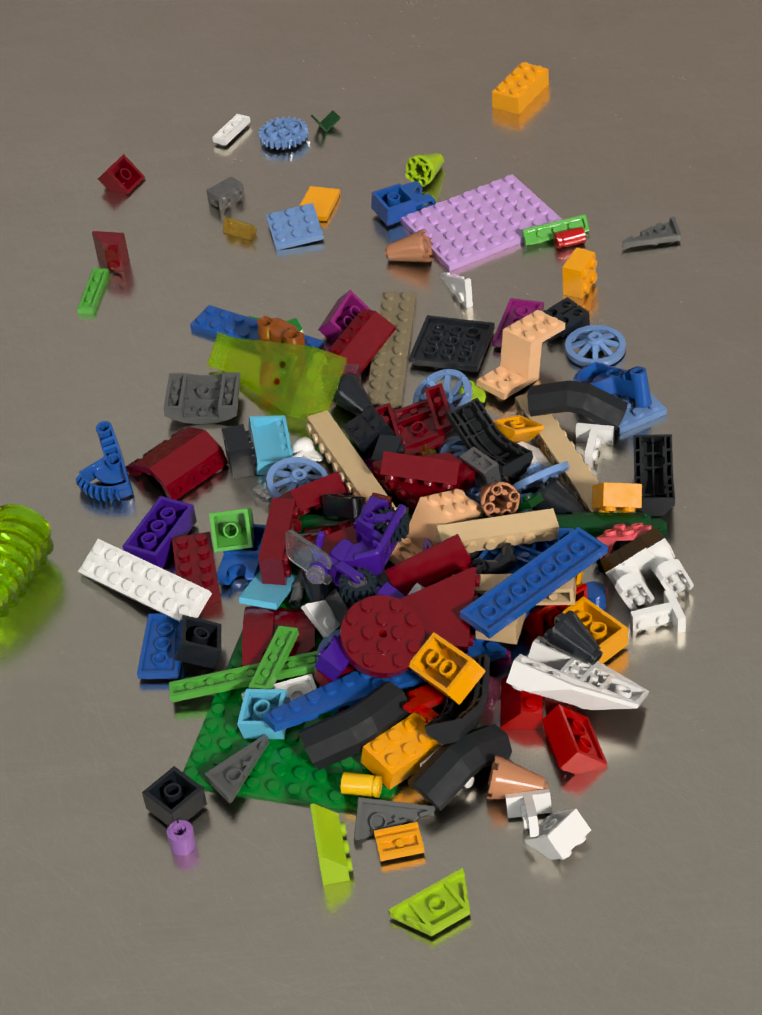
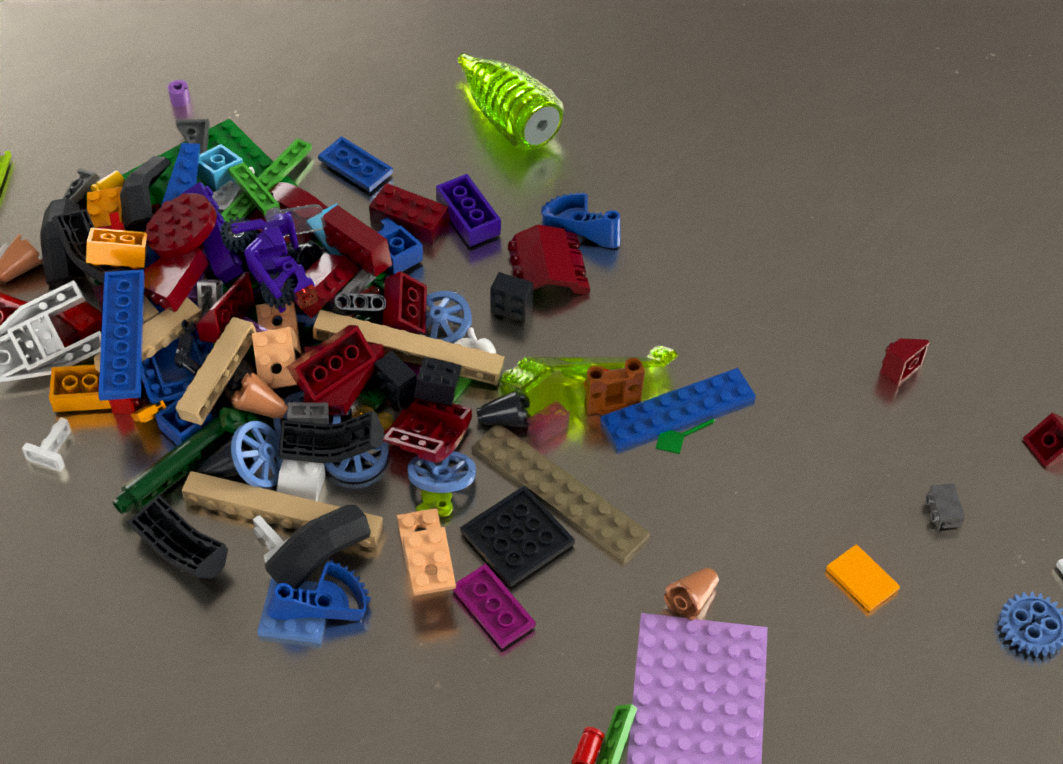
camera: 120 degrees right, 10 degrees up
(93, 291) = (859, 330): bright green tile -> none
(144, 582) = (419, 173): white plate -> none
(174, 797) = (209, 100): black brick -> none
(198, 641) = (327, 171): black brick -> none
(202, 397) = (618, 318): dark grey slope -> none
(232, 529) = (410, 231): bright green slope -> none
(238, 228) = (878, 483): clear yellow hinge -> none
(270, 441) = (513, 332): medium azure slope -> none
(294, 226) = (830, 529): medium blue plate -> none
(329, 121) = (1027, 680): dark green bracket -> none
(330, 845) = (84, 146): lime slope -> none
(341, 315) = (629, 477): magenta slope -> none
(363, 338) = (577, 458): dark red slope -> none
(399, 201) = (790, 642): blue brick -> none
(399, 841) = (51, 186): light orange plate -> none
(423, 167) = (839, 704): lime cone -> none
(459, 286) = (588, 590): white wing -> none
(518, 428) = (334, 482): light orange slope -> none
(569, 315) = (460, 635): black hips -> none
(573, 638) = (71, 350): black cone -> none
(579, 273) = (507, 698): light orange brick -> none
(595, 342) = (401, 648): medium blue wheel -> none
(596, 594) = (114, 417): blue piece -> none
(615, 537) = (127, 450): coral plate -> none
(616, 496) = (170, 477): light orange brick -> none
(640, 560) = (94, 448): white piece -> none

